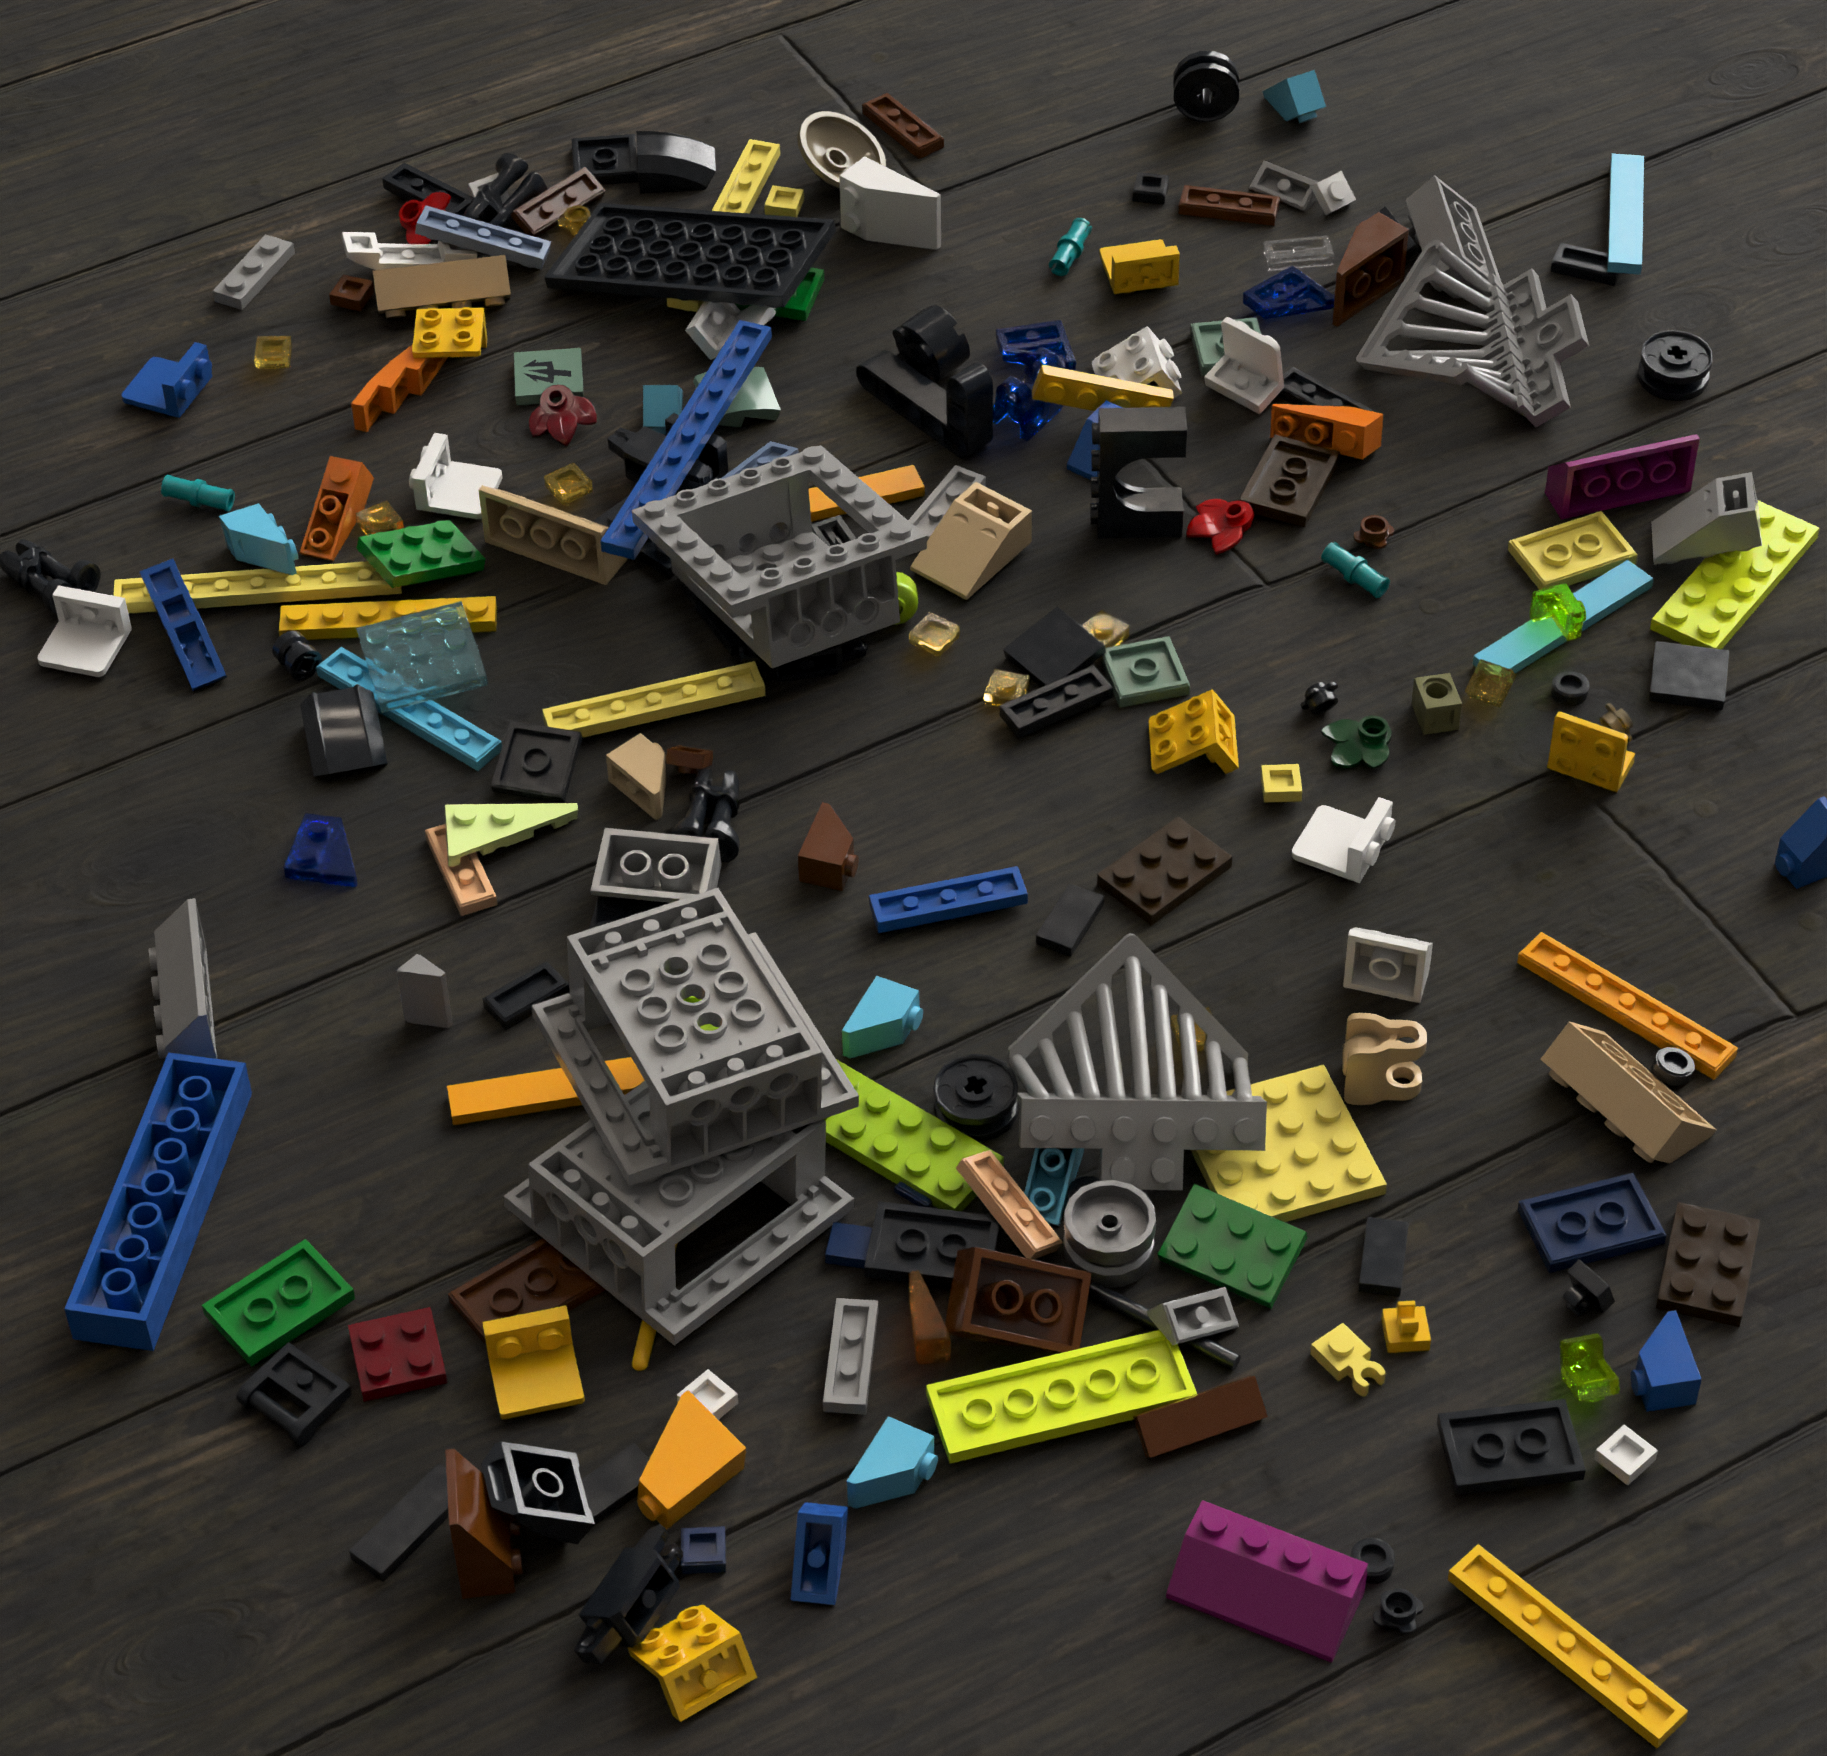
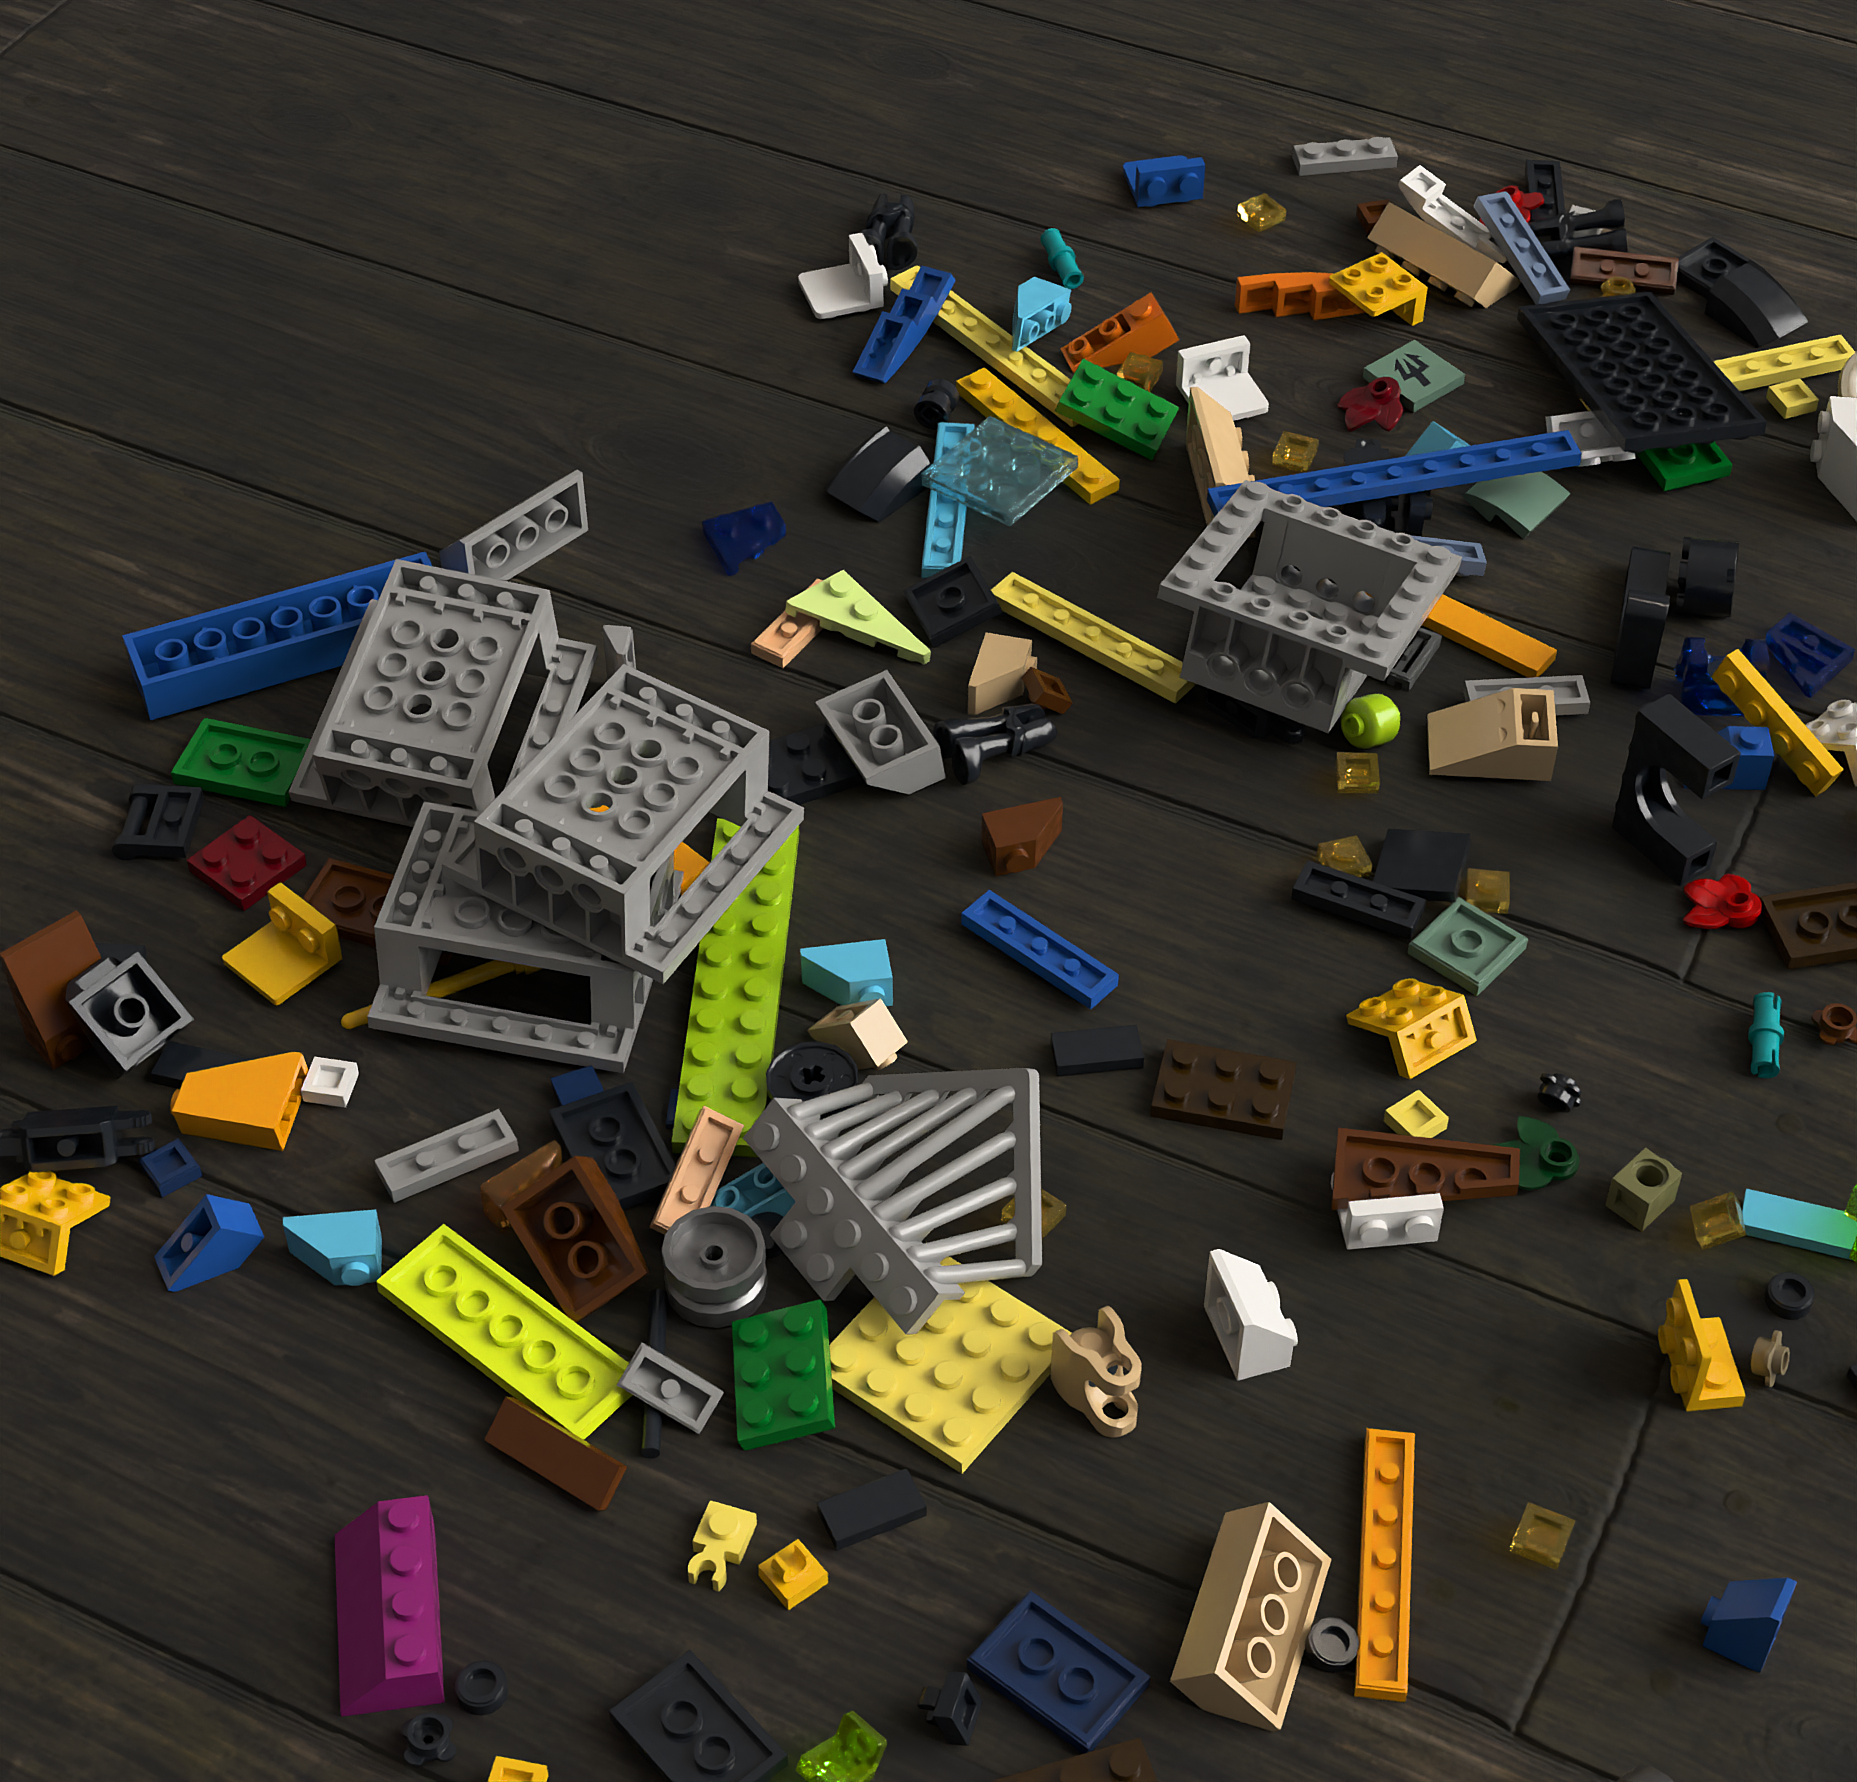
camera: 55 degrees right, 0 degrees up
(413, 1178) = (481, 633): none -> light grey plate
(941, 1039) = (863, 1031): none -> tan slope
(1333, 805) = (1398, 1165): none -> reddish brown wing
(1668, 913) = (1542, 1535): none -> clear yellow plate

